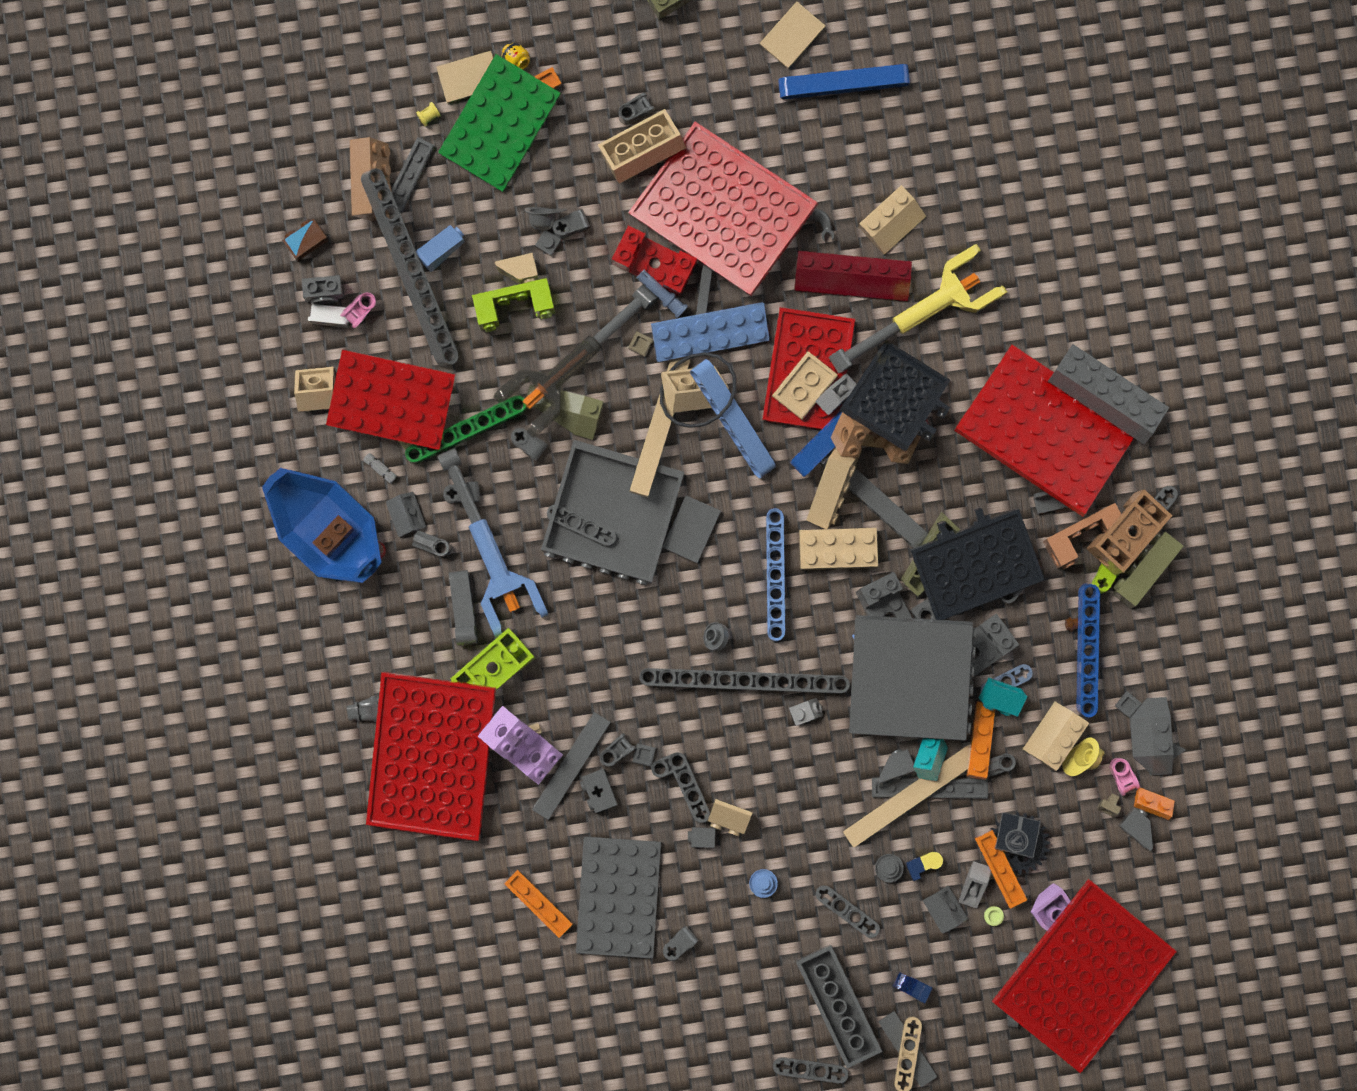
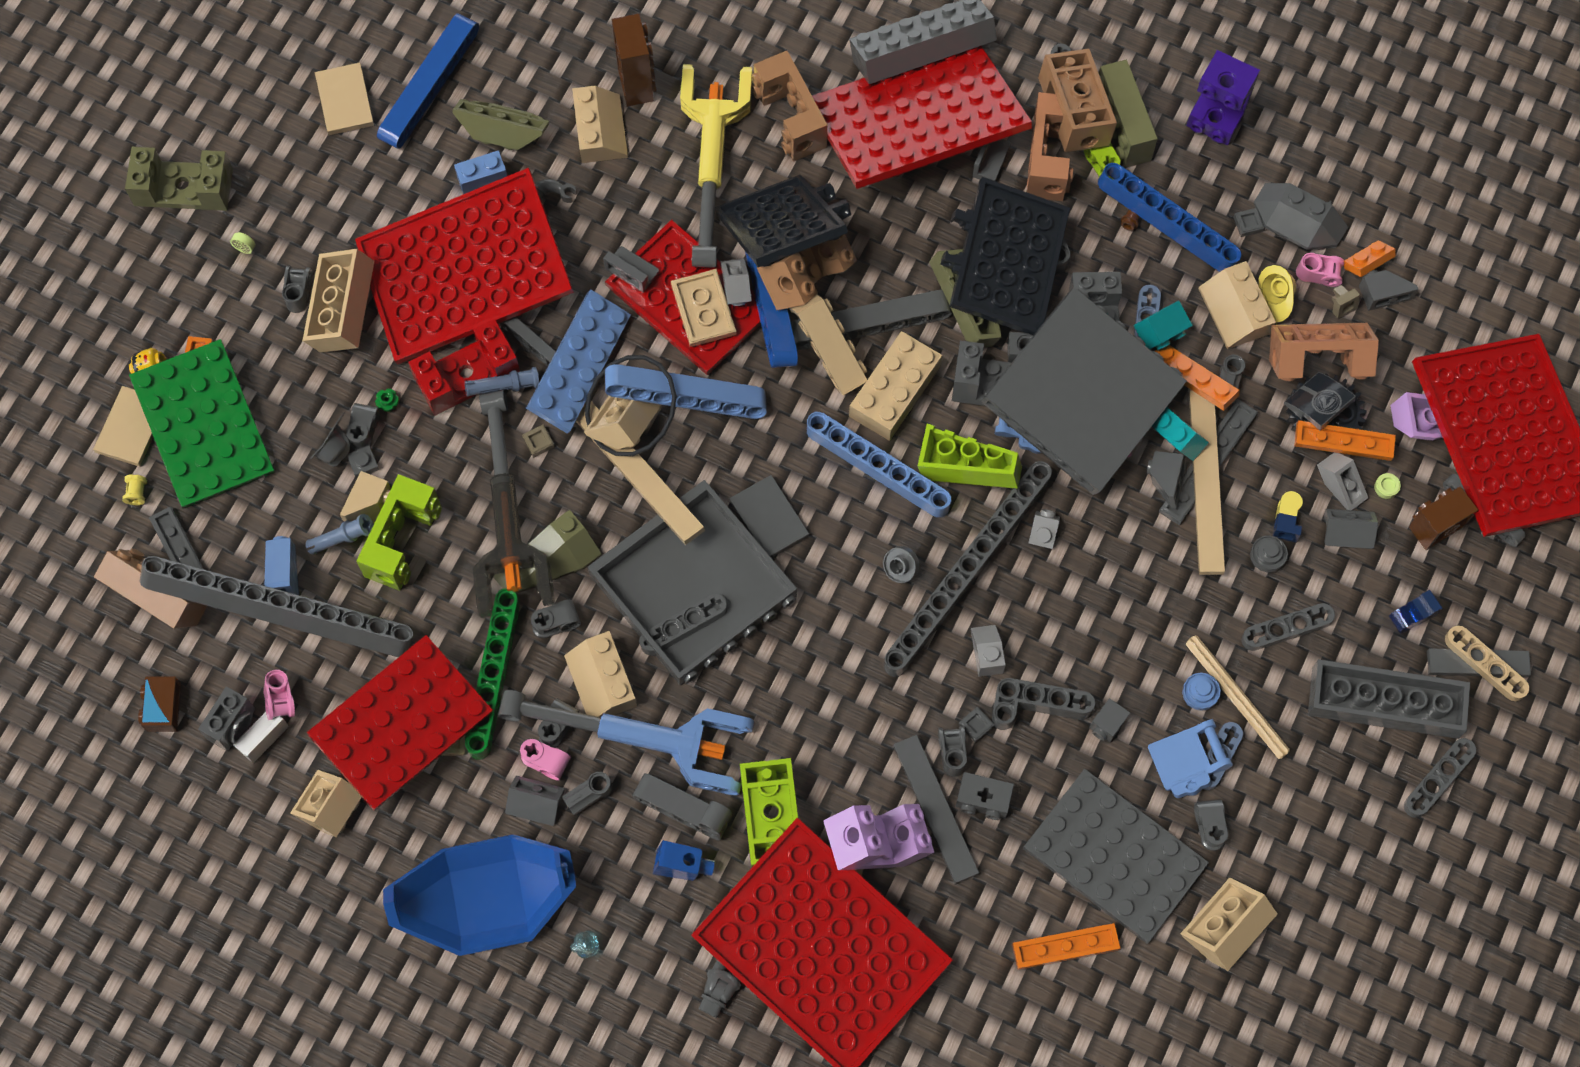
camera: 60 degrees left, 15 degrees down
(333, 536) = (500, 892): reddish brown brick -> none
(338, 610) = (585, 944): none -> clear light blue tile
(380, 468) = (464, 793): light grey axle -> none
(424, 625) = (670, 861): none -> blue torso
(434, 505) = (548, 760): none -> bright pink piece
(490, 273) = (348, 531): none -> sand blue pin
(510, 499) = (600, 676): none -> tan slope
(600, 231) = (388, 405): none -> green plate
(621, 995) = (1229, 923): none -> tan slope
(641, 50) = (242, 243): none -> yellowish green tile
(698, 728) = (988, 650): none -> light grey slope
(708, 901) = (1183, 761): none -> medium blue piece
(729, 817) = (1107, 674): tan slope -> none
(743, 924) = (1234, 742): none -> sand blue beam
(776, 908) = (1238, 697): none -> tan axle
(799, 169) = (480, 171): none -> medium blue brick
(800, 318) = (630, 268): none -> dark grey panel
(813, 629) = (966, 461): none -> lime wedge
(845, 154) = (499, 123): none -> olive wedge
(853, 276) = (626, 195): dark red slope -> none
(946, 213) = (634, 59): none -> reddish brown brick
(989, 966) = (1443, 517): none -> reddish brown brick
(1007, 316) = (780, 78): none -> medium nougat plate
(1053, 797) = (1353, 340): none -> nougat plate
(1202, 630) = (1223, 97): none -> dark purple plate

